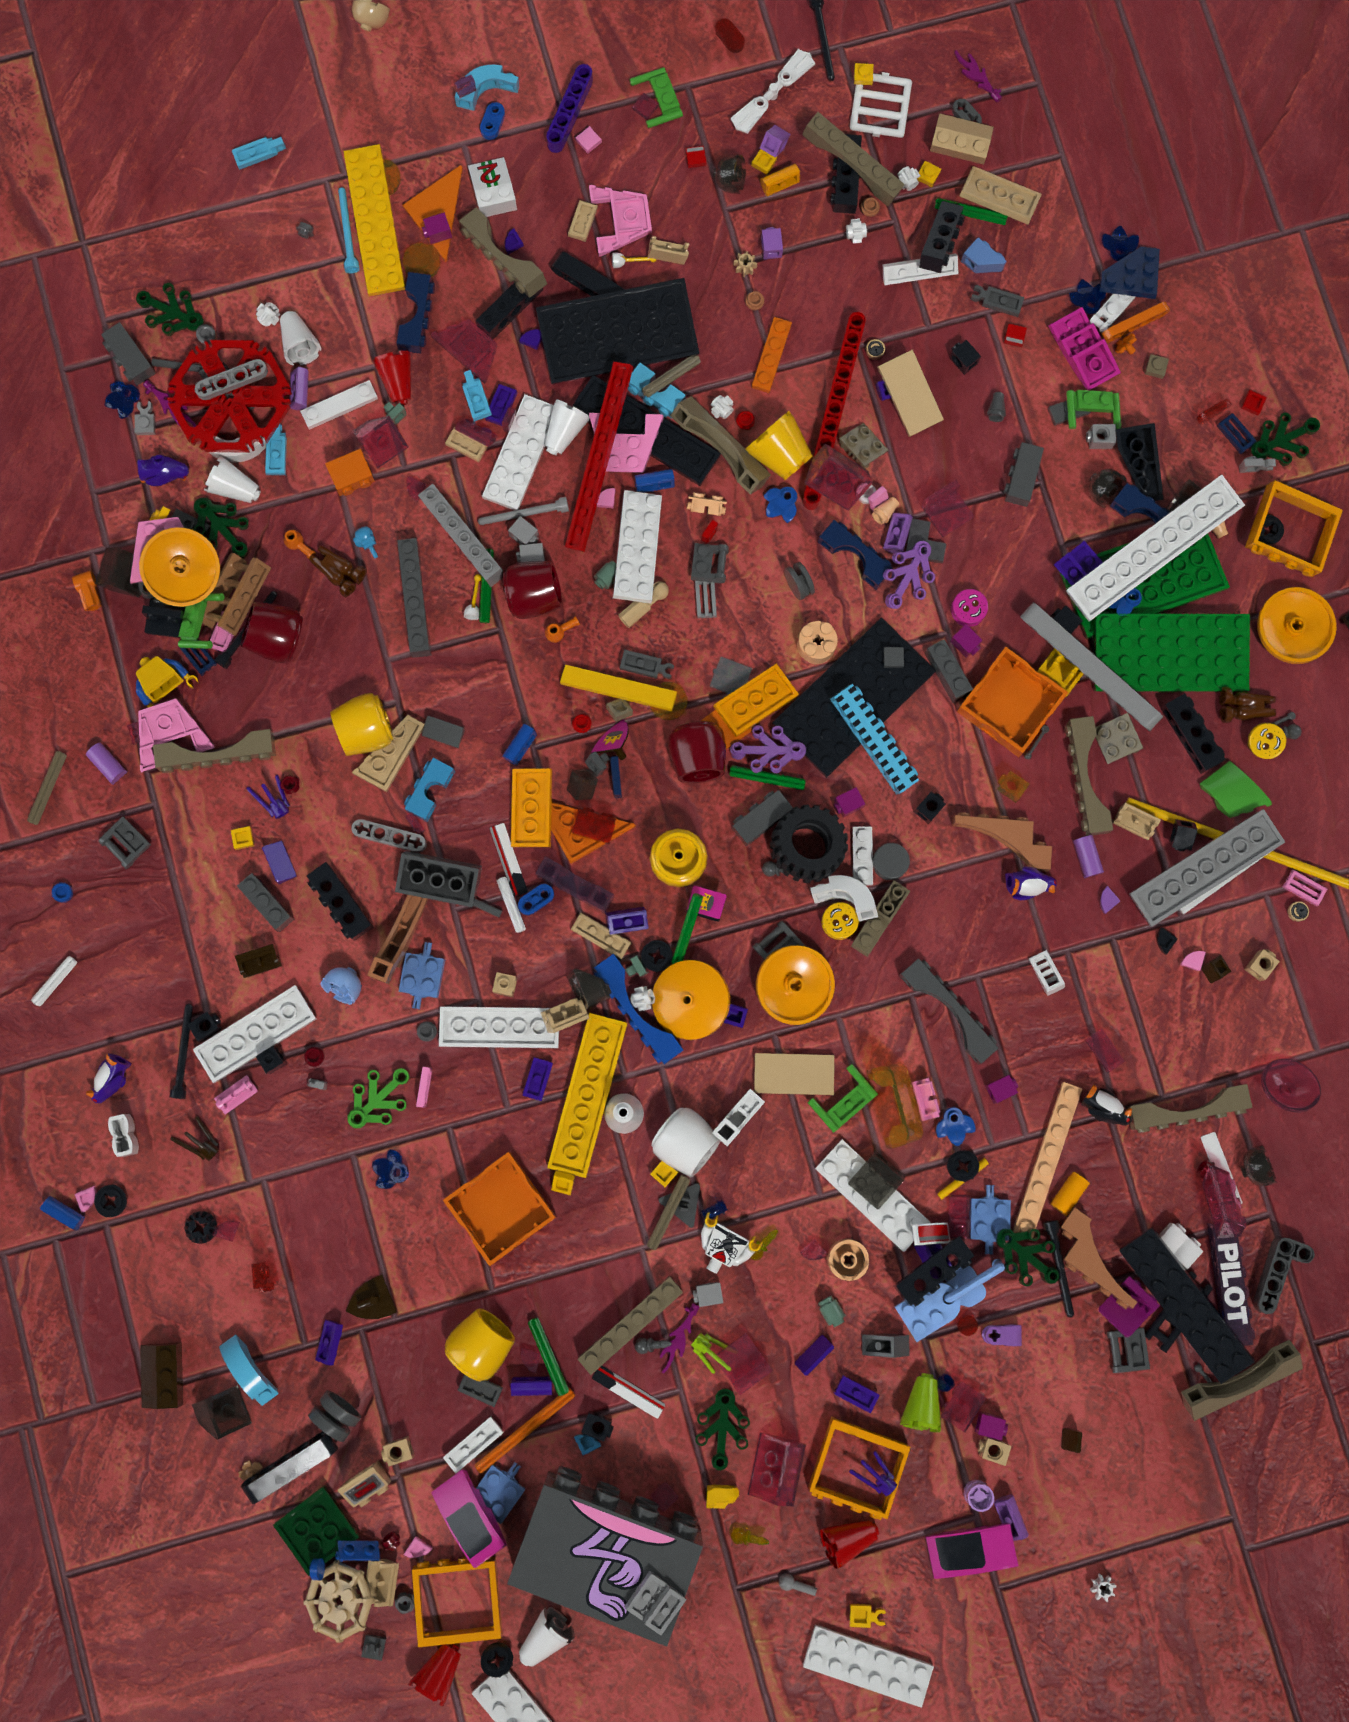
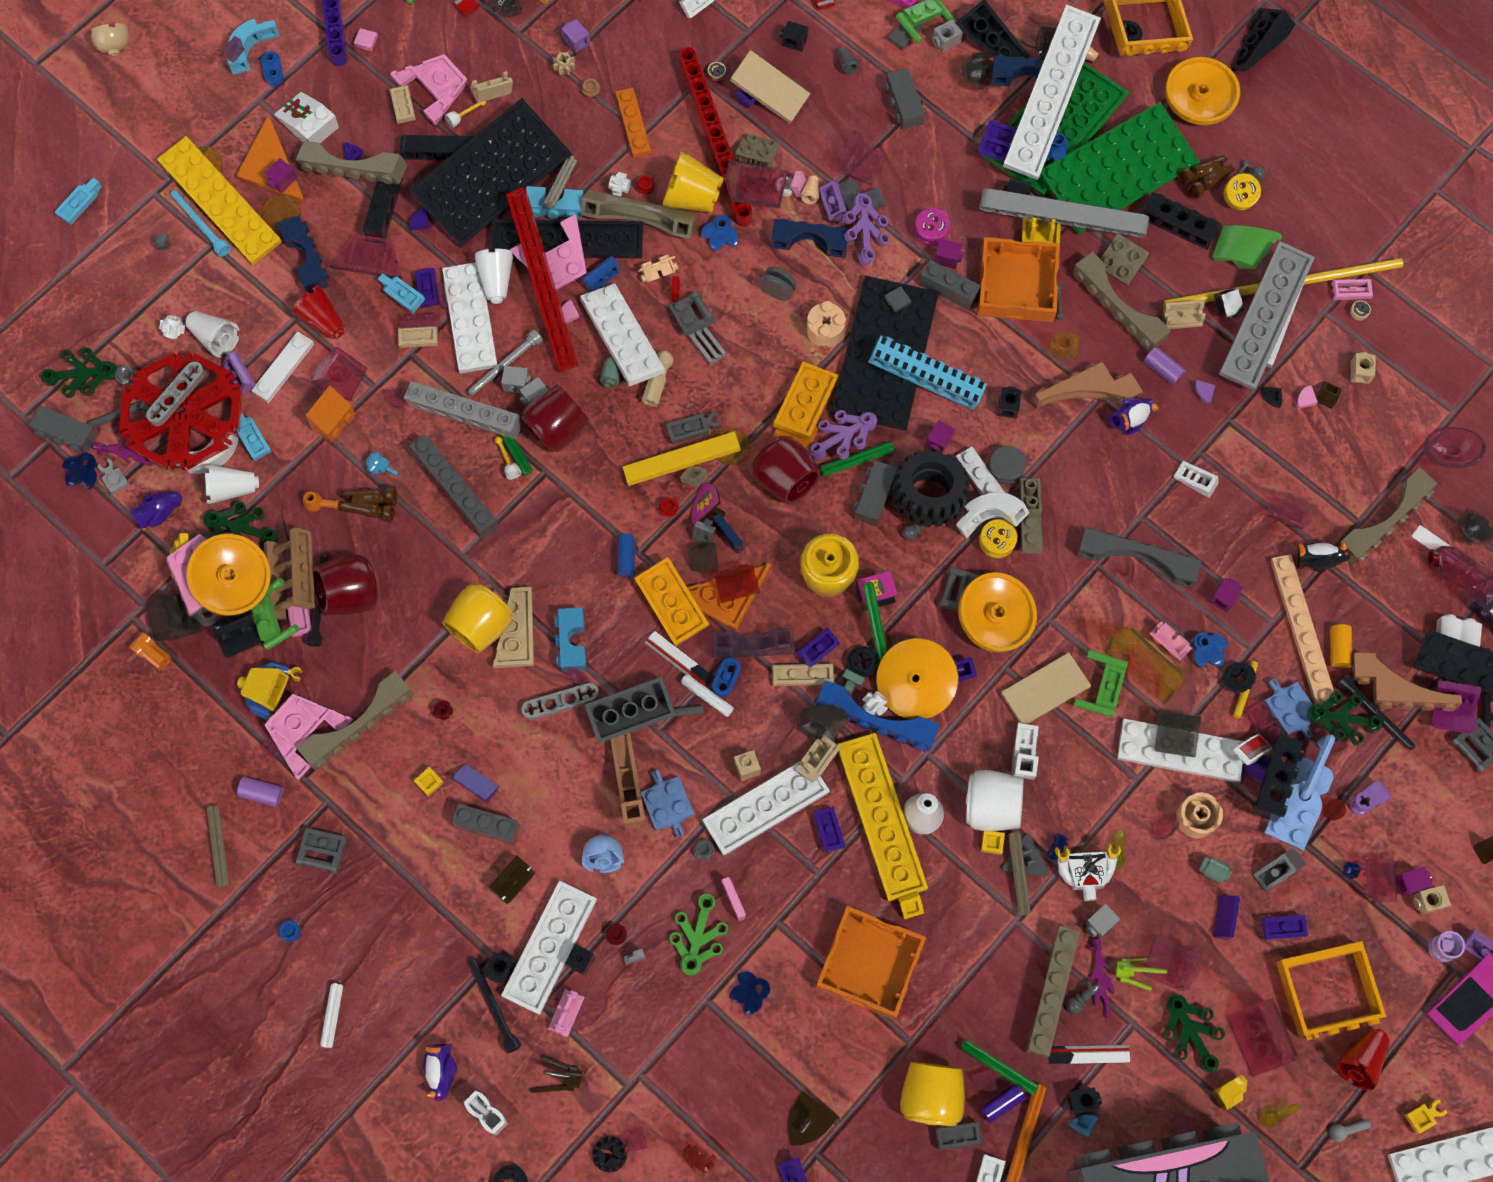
camera: 30 degrees left, 10 degrees down
(207, 667) = (302, 654): dark blue tile -> none
(278, 807) = (444, 735): dark purple plant -> none
(325, 874) = (525, 767): black brick -> none
(396, 413) = (341, 342): sand green tile -> none
(443, 731) = (551, 584): dark grey slope -> none
(558, 636) = (598, 450): orange bar -> none
(729, 675) = (769, 395): clear light blue piece -> none
(884, 1482) = (1362, 984): dark purple plant -> none
(923, 1405) = (1348, 900): lime cone -> none

